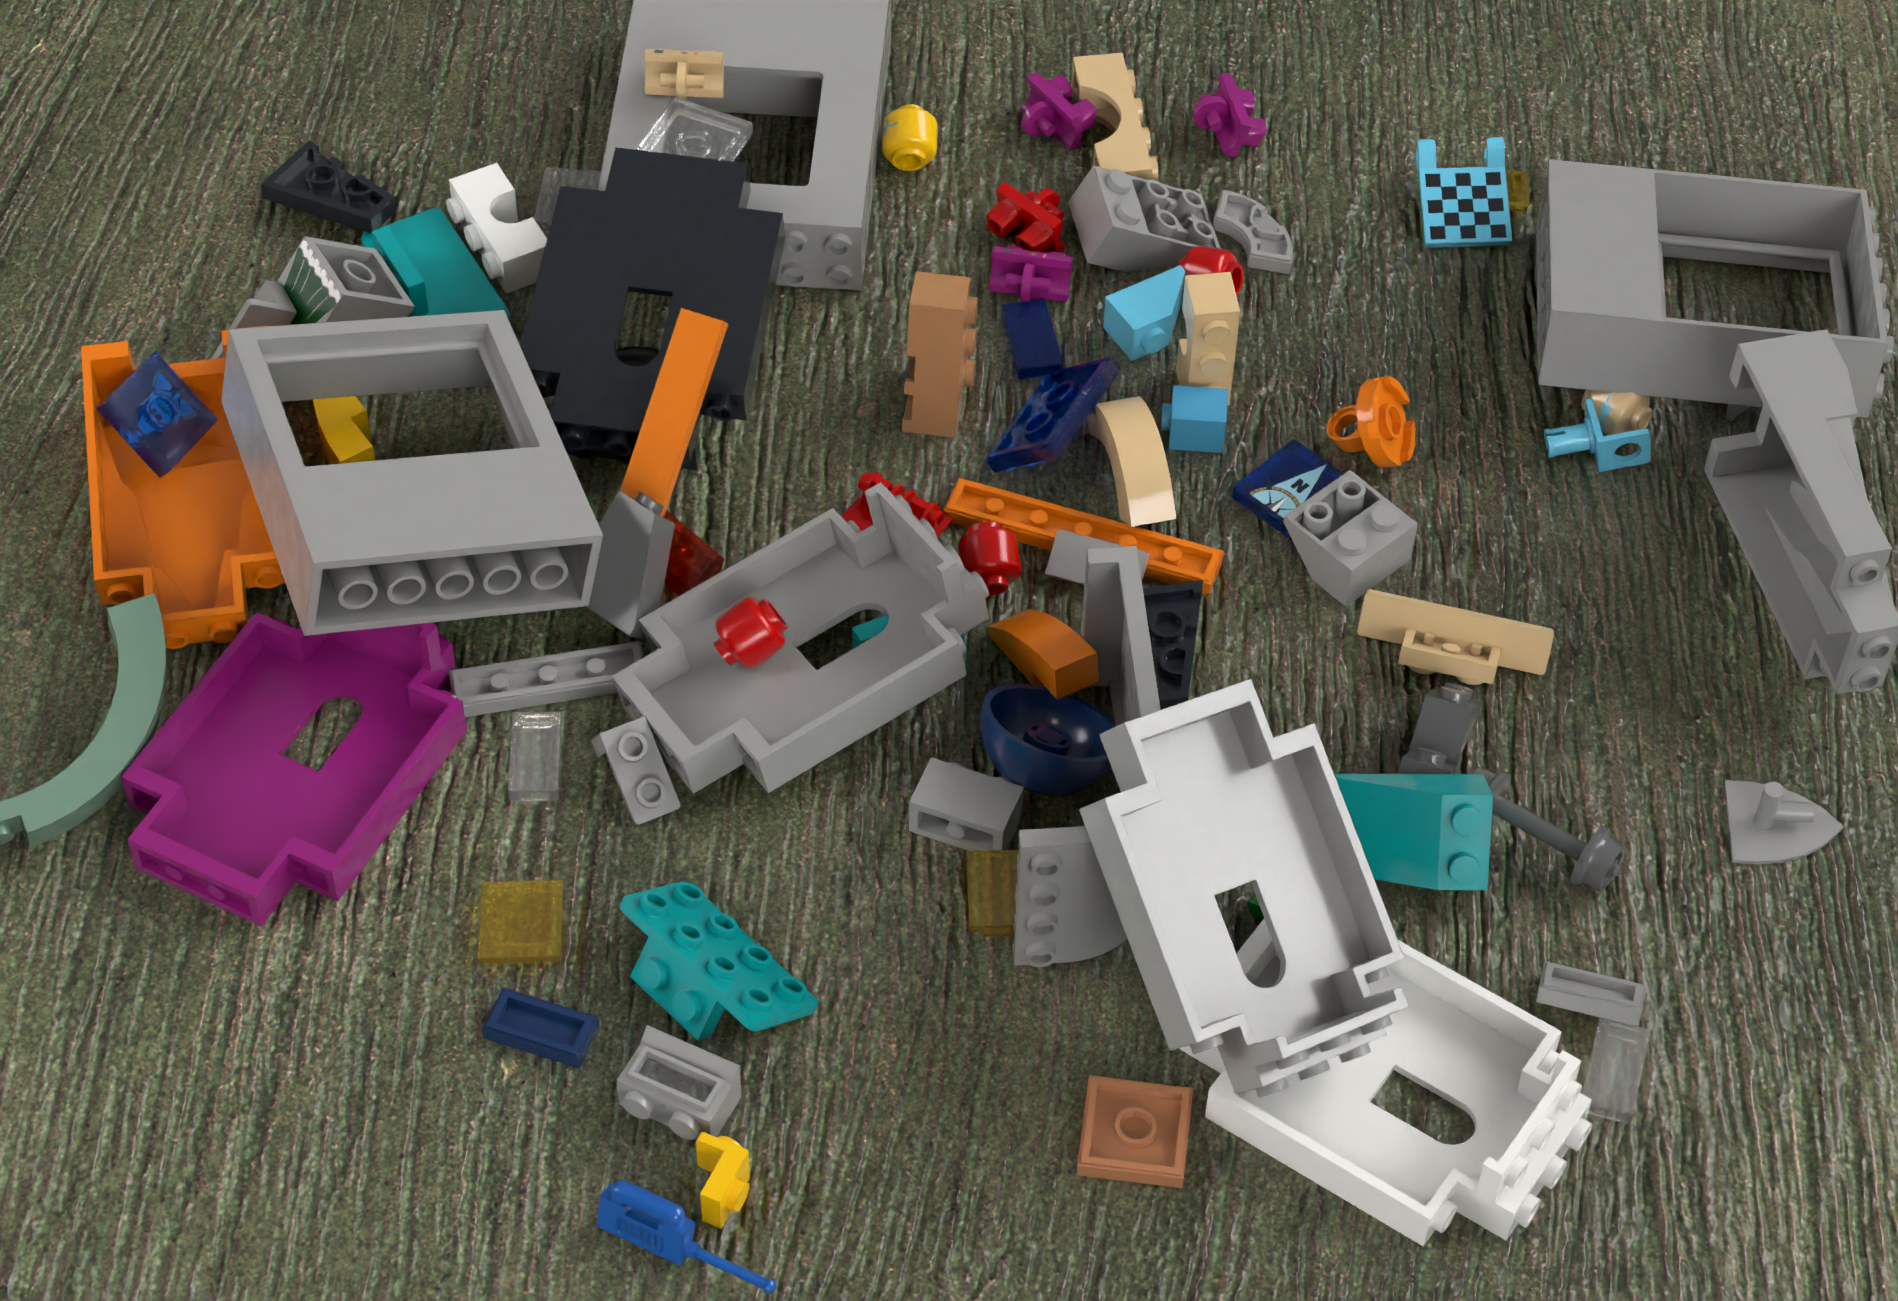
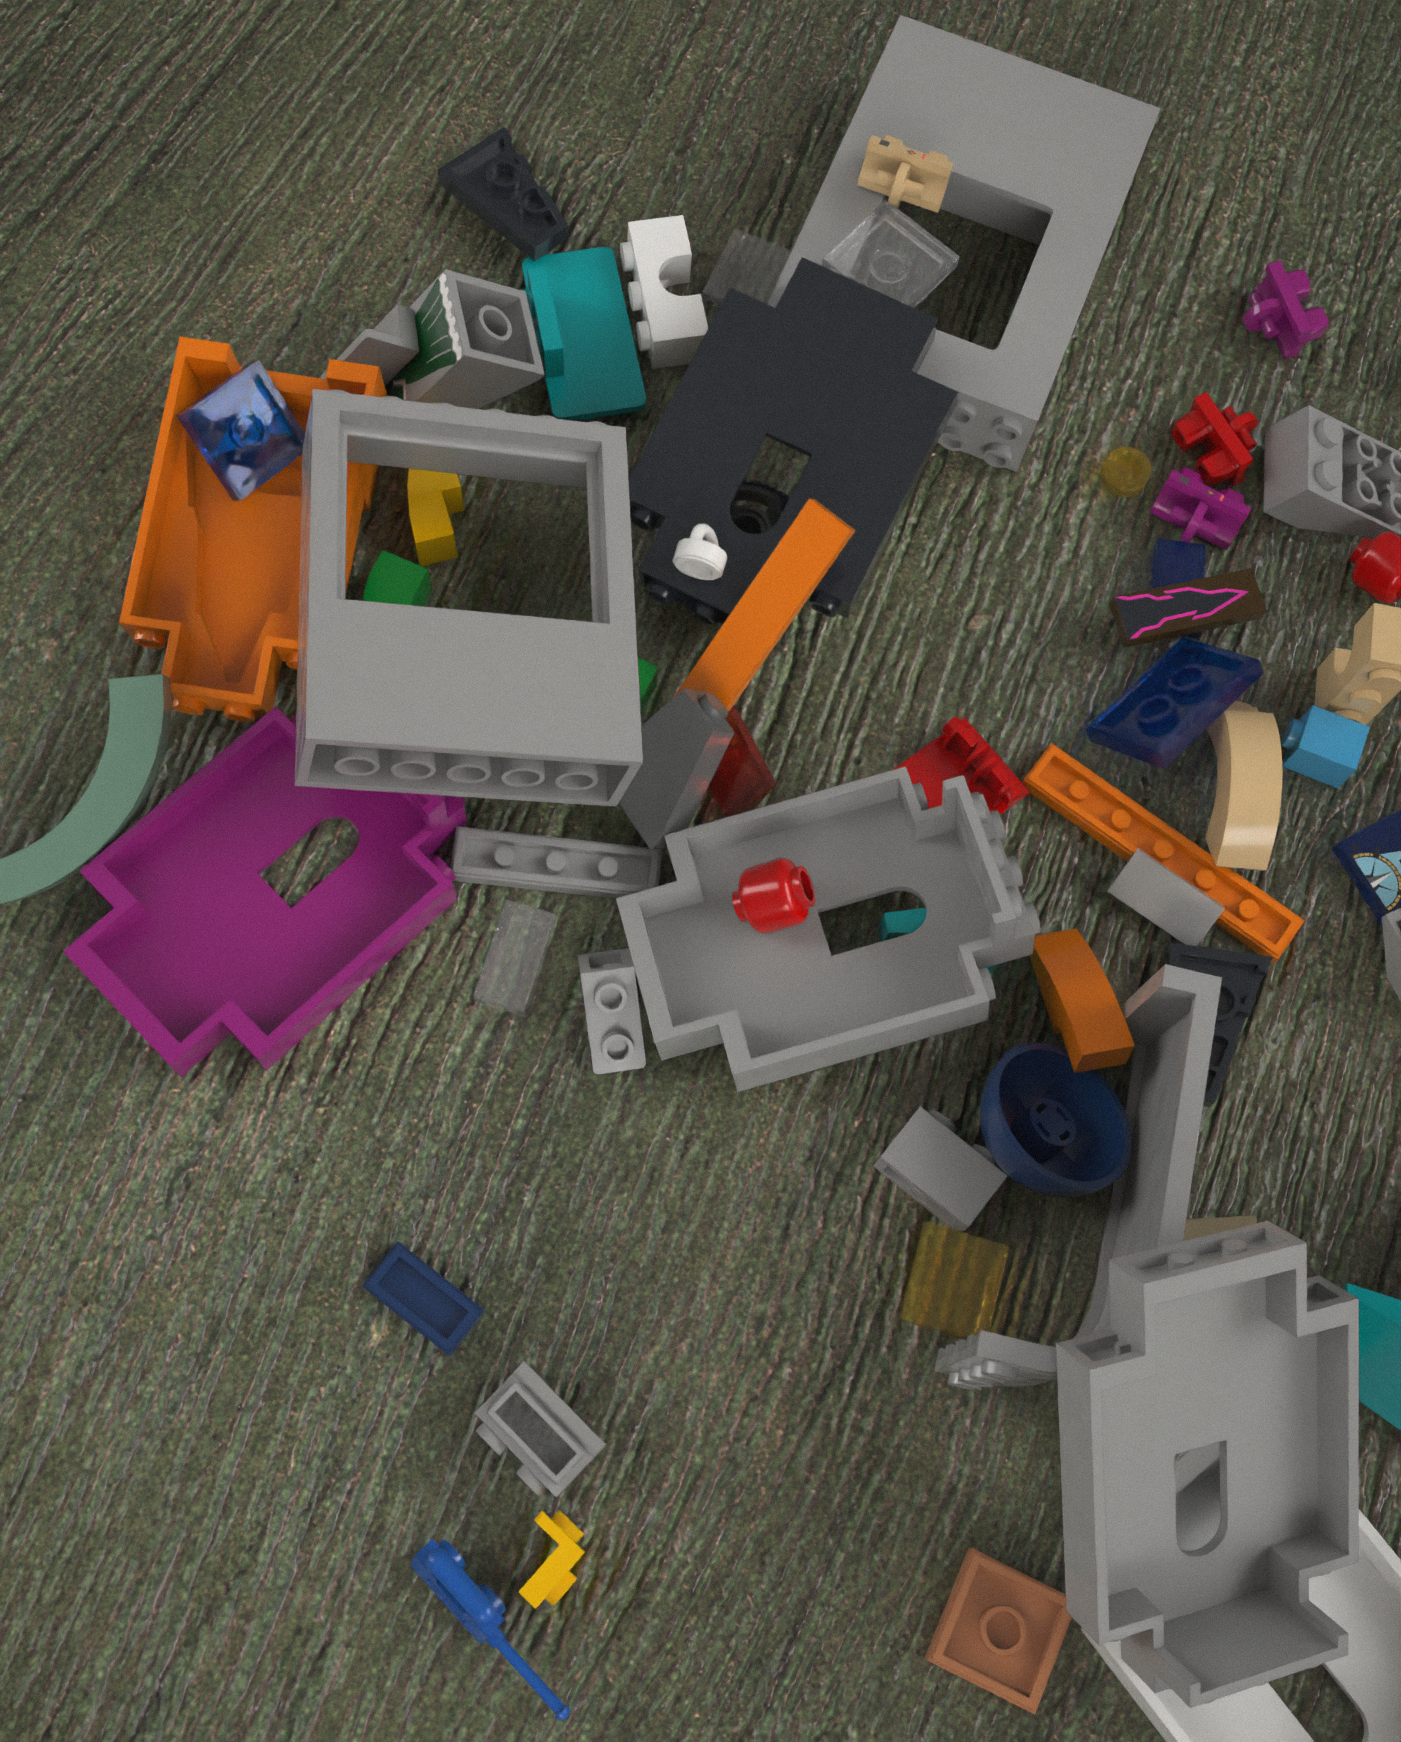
camera: 10 degrees right, 20 degrees up
(520, 922) = (440, 1162): clear yellow piece -> none
(600, 388) = (700, 557): none -> white tile
(706, 964) = (619, 1284): teal bracket -> none
(909, 137) = (1121, 300): yellow head -> none
(939, 353) = (1075, 597): medium nougat wedge -> none
(958, 261) = (1126, 471): none -> clear yellow tile
(992, 554) = (1054, 858): red head -> none
(1043, 346) = (1187, 607): none -> tile
(1111, 90) = (1349, 298): tan arch -> none
(1145, 313) = (1308, 596): medium azure slope -> none

